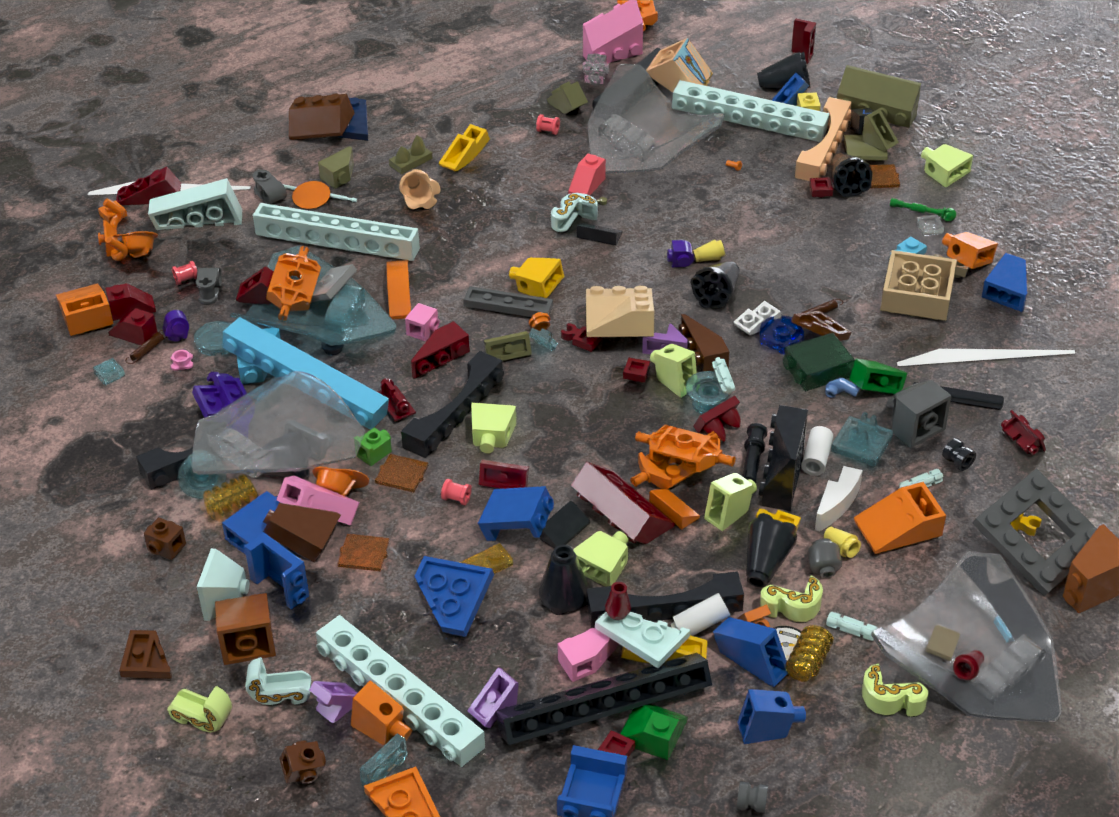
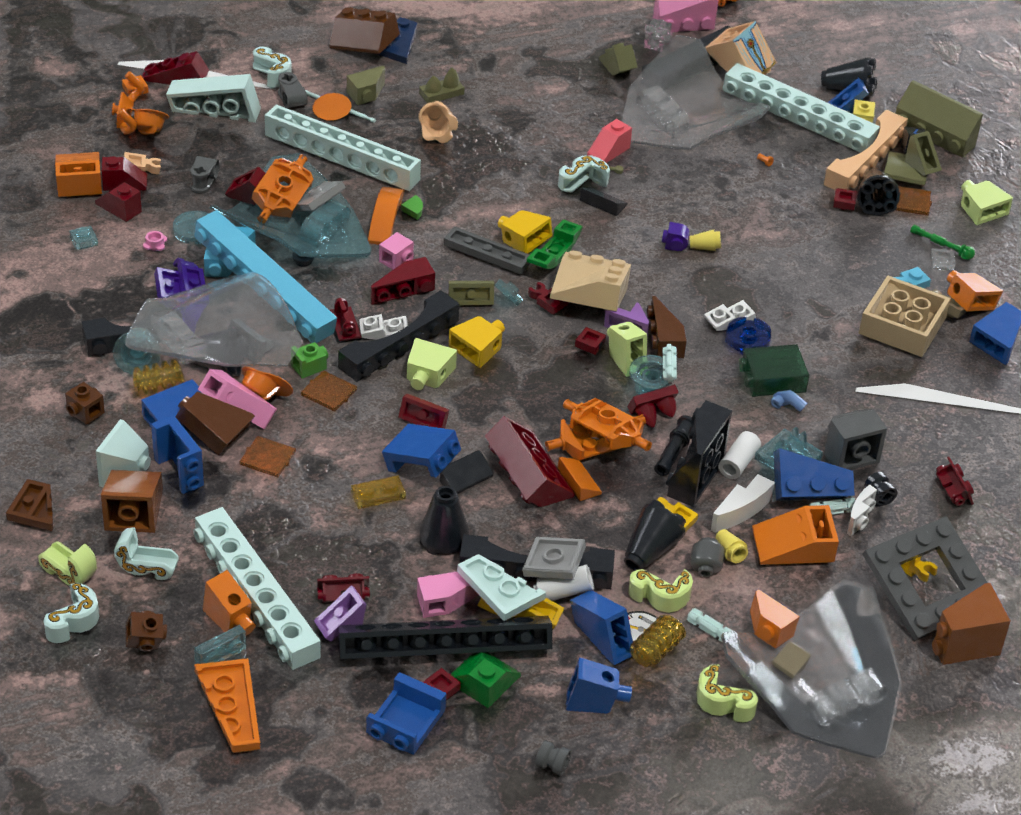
camera: 10 degrees right, 0 degrees up
(146, 347) = (127, 221): reddish brown piece -> none
(152, 286) = (151, 165): none -> light nougat plate
(175, 325) = (159, 207): dark purple plate -> none
(184, 272) = (184, 158): coral bush -> none
(225, 765) = (75, 617): none -> light aqua animal
(240, 165) = (272, 64): none -> light aqua animal
(334, 699) = (190, 580): medium lavender slope -> none
(422, 275) = (413, 207): none -> bright green tile
(428, 401) = (376, 328): none -> white slope
(453, 591) = (338, 510): blue plate -> none
(456, 492) = (373, 419): coral bush -> none
(465, 148) = (498, 90): yellow slope -> none
(475, 671) = (333, 586): none -> dark red hinge
(529, 391) = (477, 339): none -> yellow torso
(539, 321) = (512, 274): orange plate -> none
(548, 124) = (590, 82): coral bush -> none
(572, 285) = (563, 240): none -> green slope
(603, 557) = (491, 509): yellowish green torso -> none
(618, 602) = (483, 550): dark red cone -> none
(685, 593) = (554, 558): none -> light grey plate
(715, 284) = (698, 273): black cone -> none
(728, 500) = (633, 482): yellowish green torso -> none
(757, 616) = (619, 596): orange tile -> none
(804, 38) = (883, 45): dark red panel -> none
(821, 324) = (790, 334): reddish brown wing -> none
(825, 307) = (796, 320): reddish brown piece -> none
(877, 376) = (827, 396): green slope -> none
(892, 459) = (809, 479): none -> blue wedge
(909, 606) = (772, 620): none -> orange slope
(949, 487) = (863, 505): none -> white slope
(968, 665) = (807, 684): dark red cone -> none
(974, 397) = (915, 436): black axle -> none

